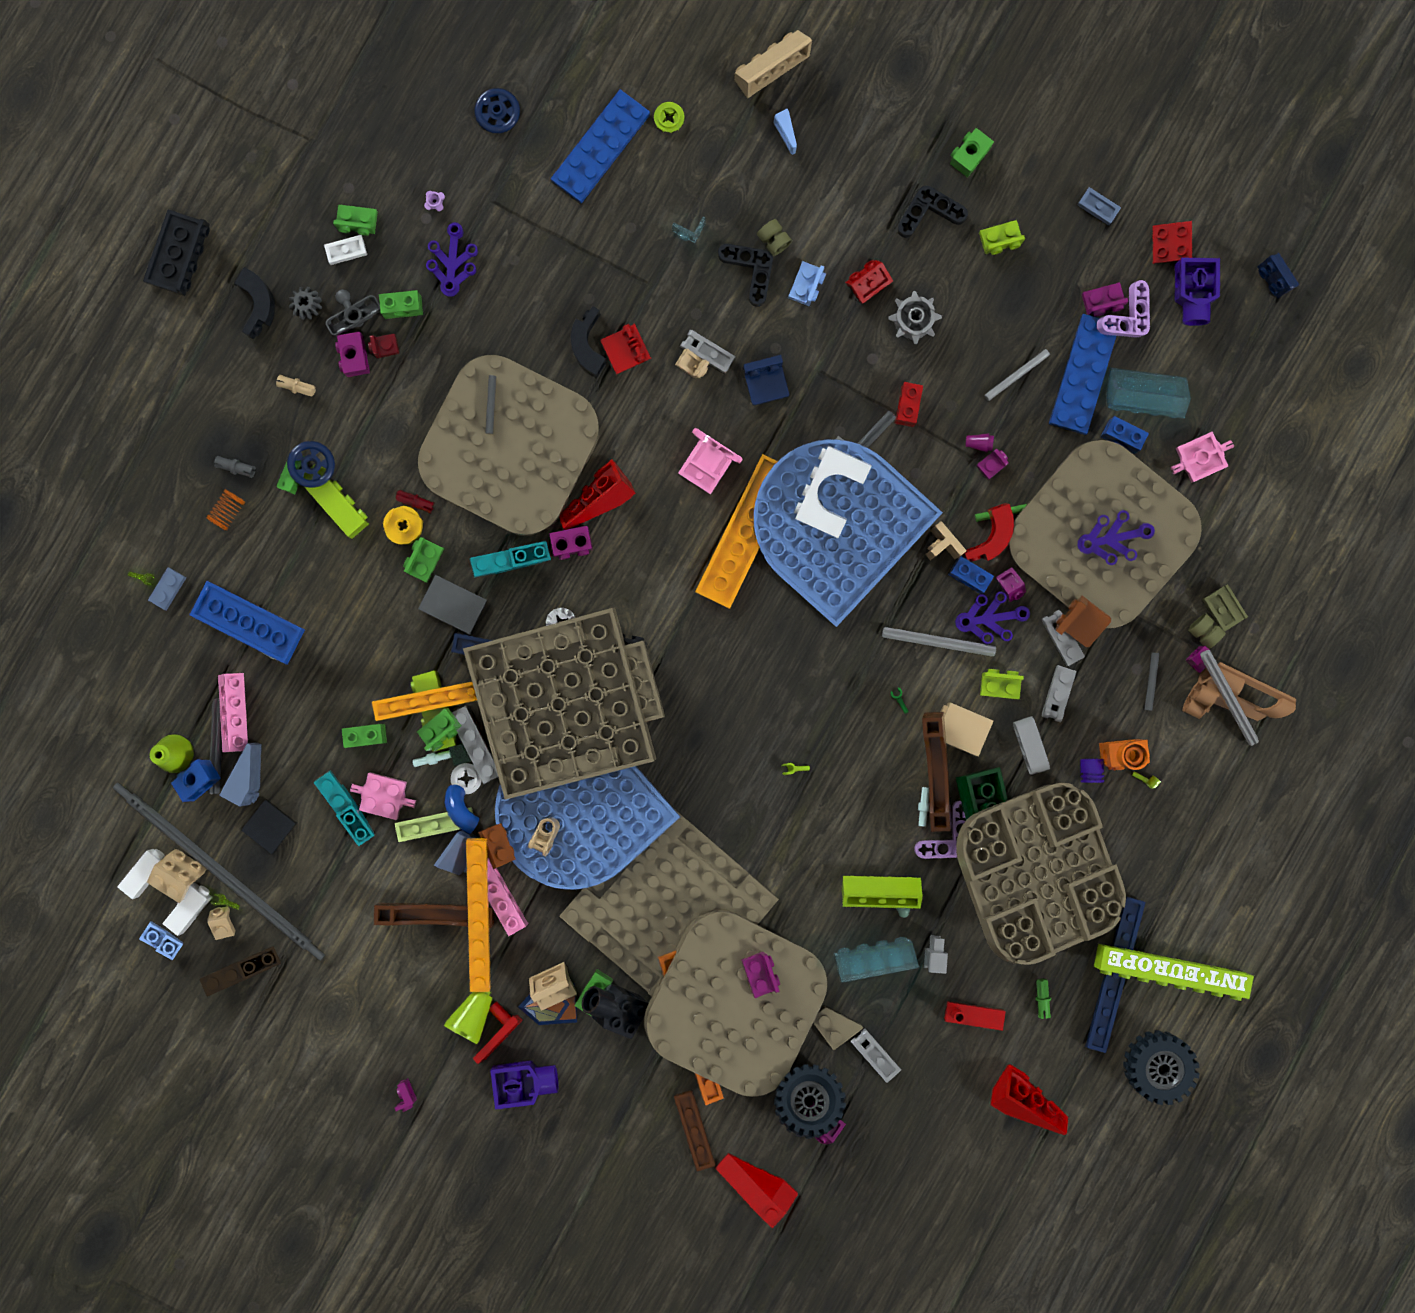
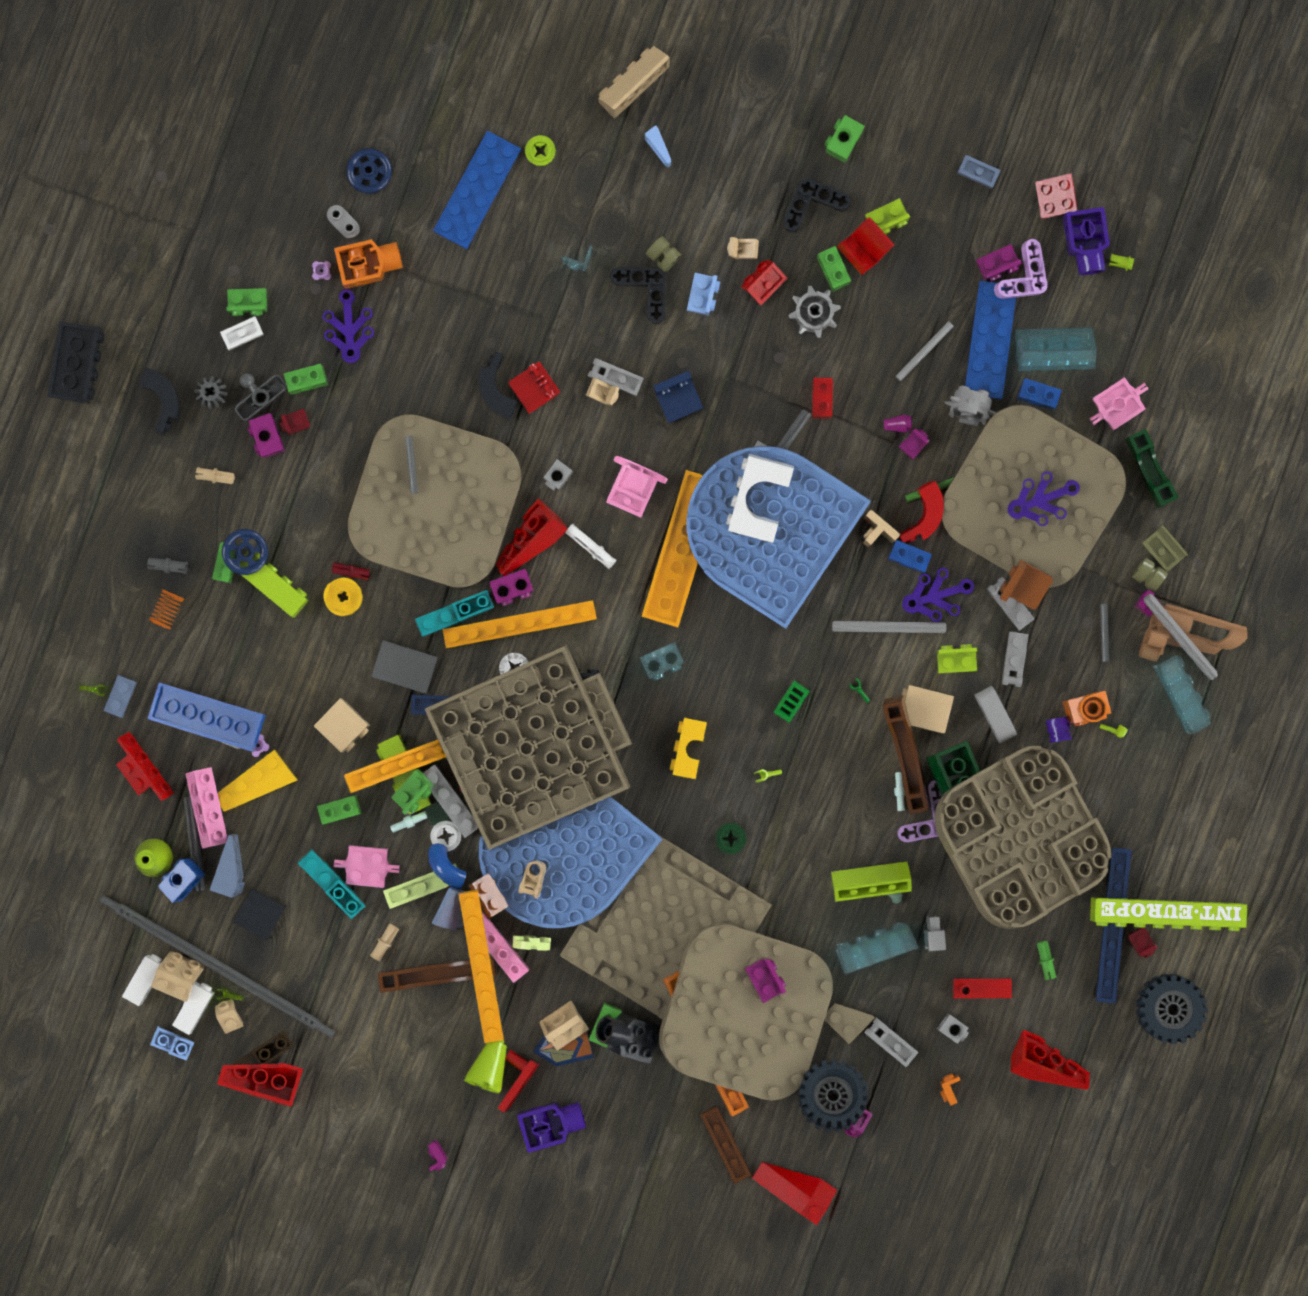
camera: 10 degrees left, 0 degrees up
(174, 664) = (140, 770): none -> red bracket
(247, 995) = (265, 1081): none -> red wedge
(291, 693) = (257, 781): none -> yellow wing
(300, 660) = (263, 746): none -> lavender plate
(381, 653) = (342, 726): none -> tan piece
(388, 874) = (384, 942): none -> tan axle
(423, 559) = (368, 627): bright green bracket -> none
(462, 156) = (343, 221): none -> light grey plate
(479, 199) = (366, 262): none -> orange brick
(533, 898) = (531, 942): none -> yellowish green plate
(572, 580) = (519, 624): none -> light orange plate
(635, 430) = (557, 467): none -> light grey brick
(658, 517) = (595, 550): none -> white pin
(707, 634) = (660, 657): none -> clear light blue brick
(713, 745) = (683, 764): none -> yellow arch
(754, 833) = (724, 845): none -> dark green gear
(818, 711) = (781, 714): none -> green slope
(854, 244) = (743, 248): none -> tan bracket
(924, 1116) = (947, 1093): none -> orange bracket
(934, 1045) = (945, 1025): none -> light grey brick
(940, 278) = (833, 269): none -> bright green brick
(976, 260) = (866, 246): none -> red bracket
(1011, 584) = (951, 559): magenta bracket -> none
(1055, 435) = (970, 406): none -> light grey brick
(1141, 996) = (1142, 942): none -> dark red bracket
(1219, 506) = (1155, 479): none -> dark green arch
(1220, 755) = (1182, 694): none -> clear light blue slope
(1226, 317) = (1121, 261): none -> lime pin
(1277, 275) = (1165, 212): dark blue bracket -> none

